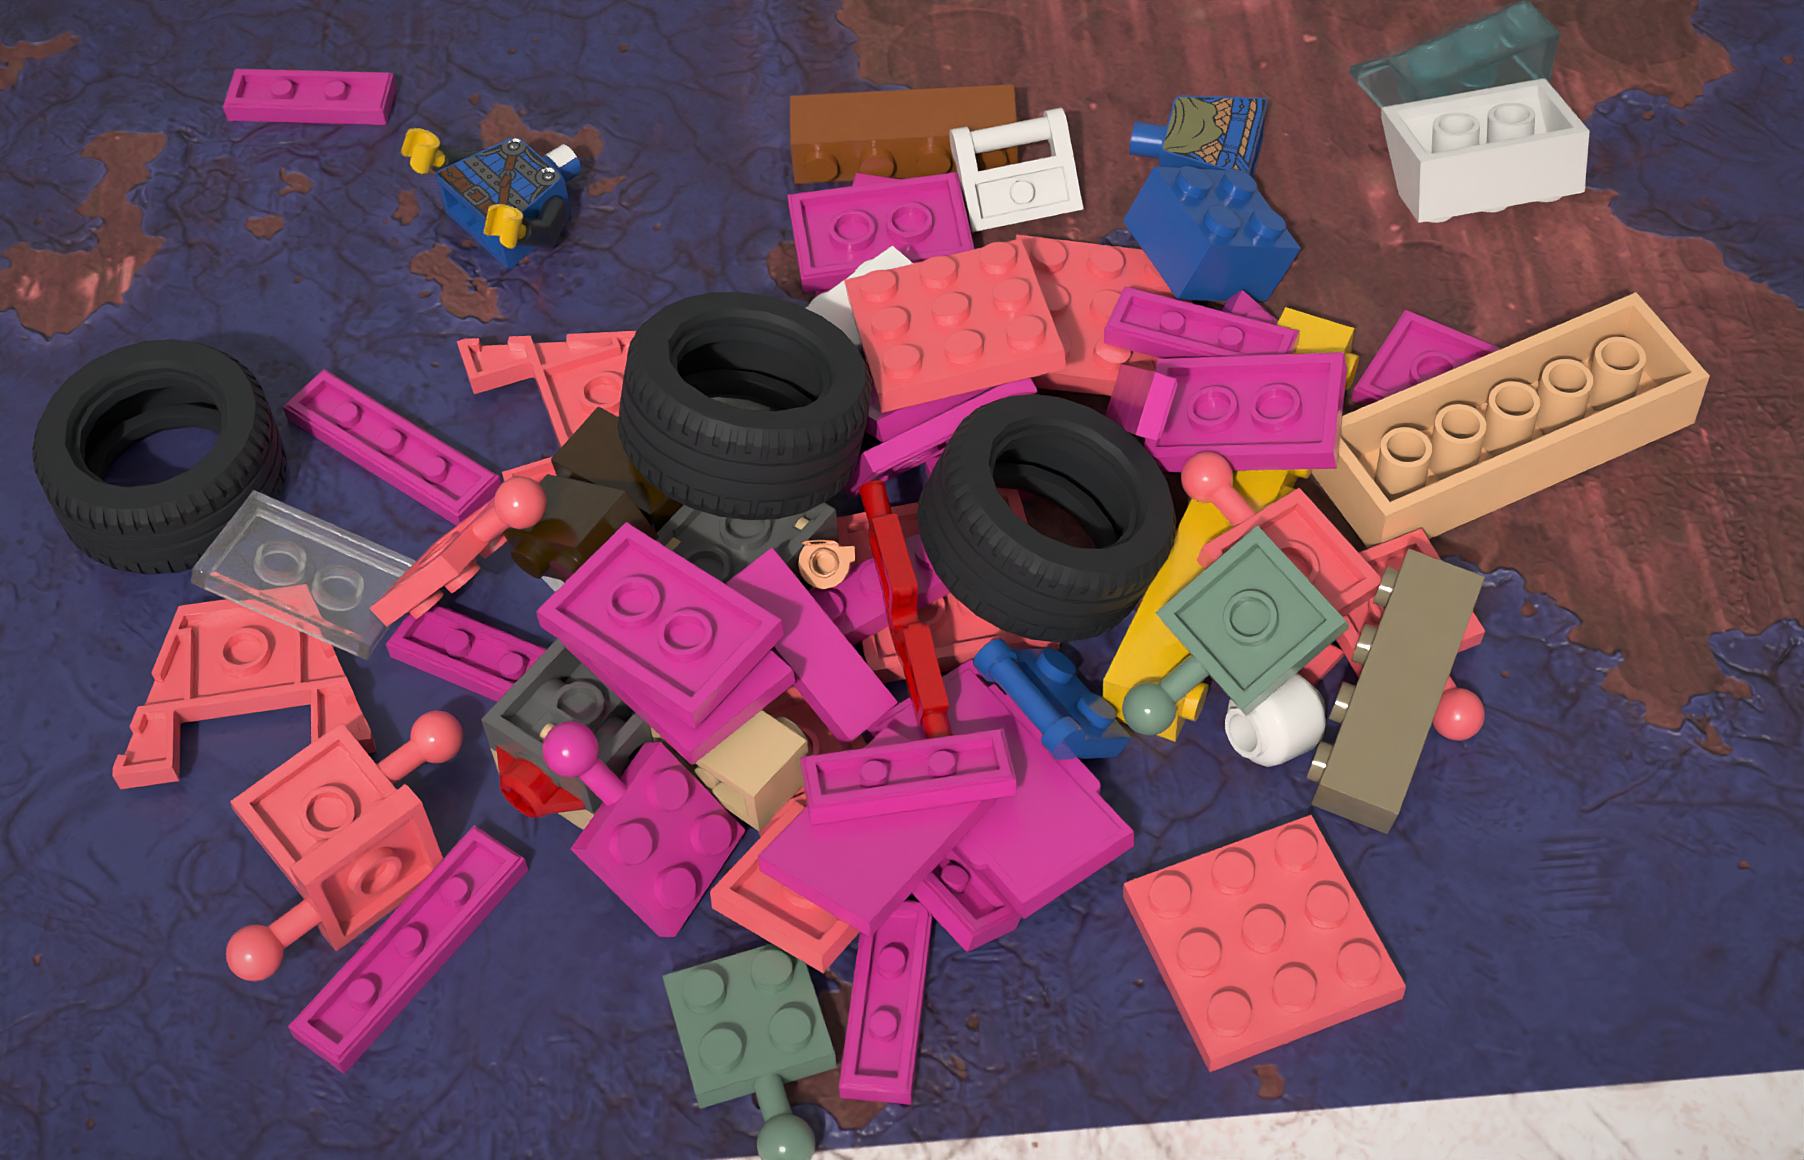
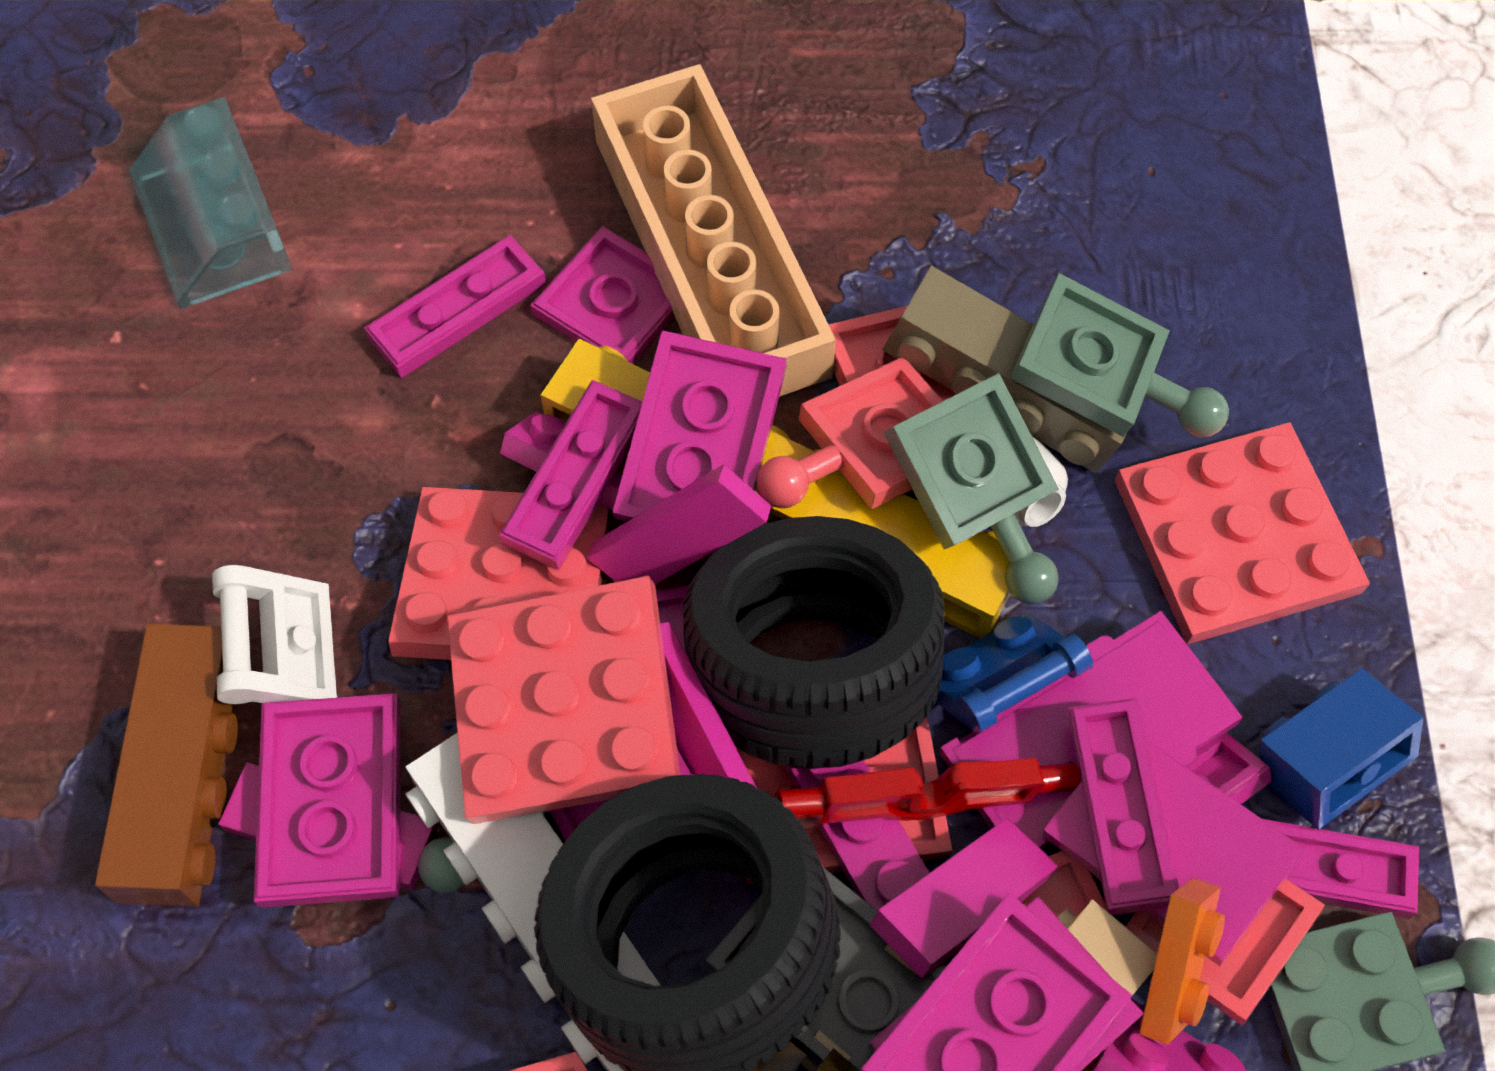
camera: 90 degrees left, 10 degrees up
(752, 809) = (1188, 934): none -> orange plate
(825, 563) = (862, 866): piece -> none
(1004, 1006) = (1340, 747): none -> blue brick
(1205, 134) = (279, 446): torso -> none
(1211, 233) = (426, 449): blue brick -> none
(1395, 258) = (455, 306): none -> dark pink tile
(1409, 739) = (1104, 363): none -> sand green plate
(1485, 150) = (349, 195): white slope -> none

